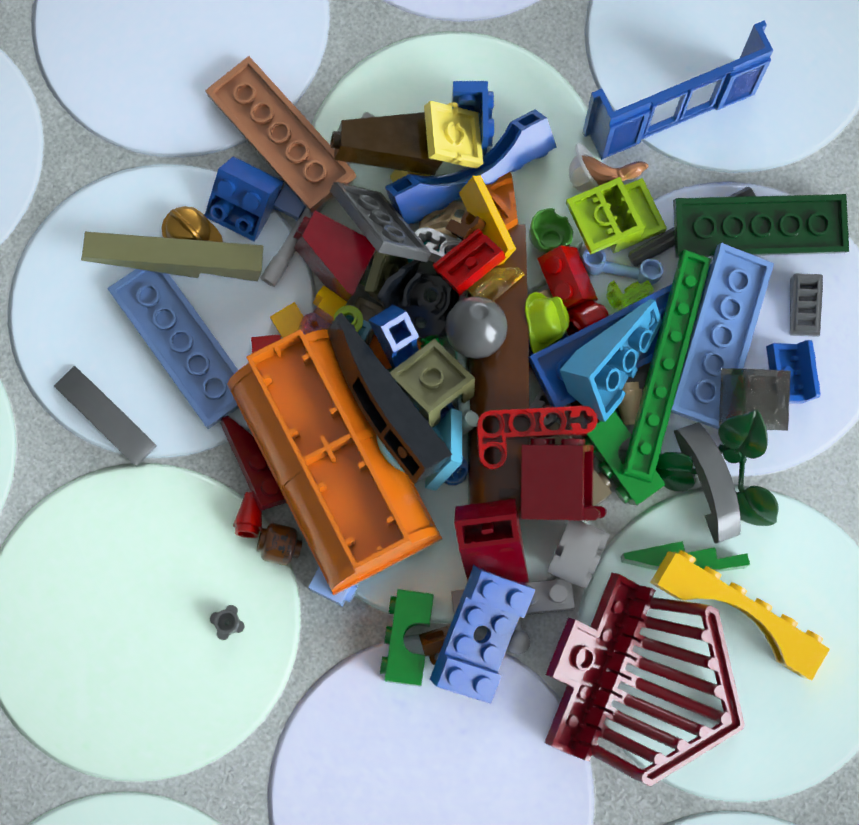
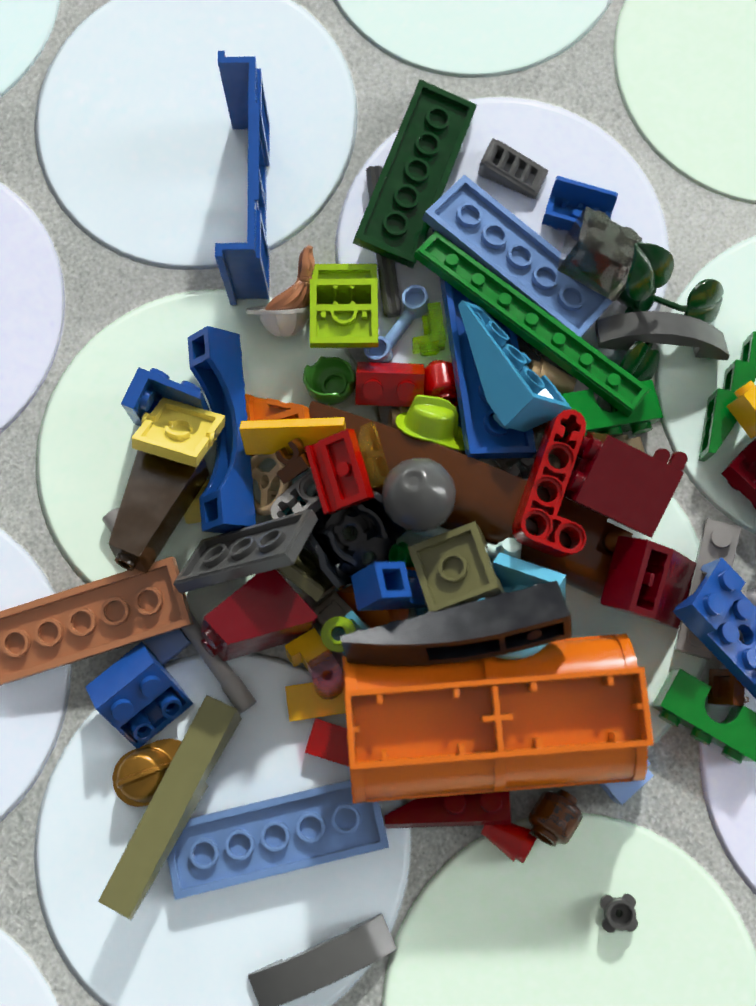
camera: 70 degrees left, 0 degrees up
(578, 553) = (697, 501): light grey brick -> none

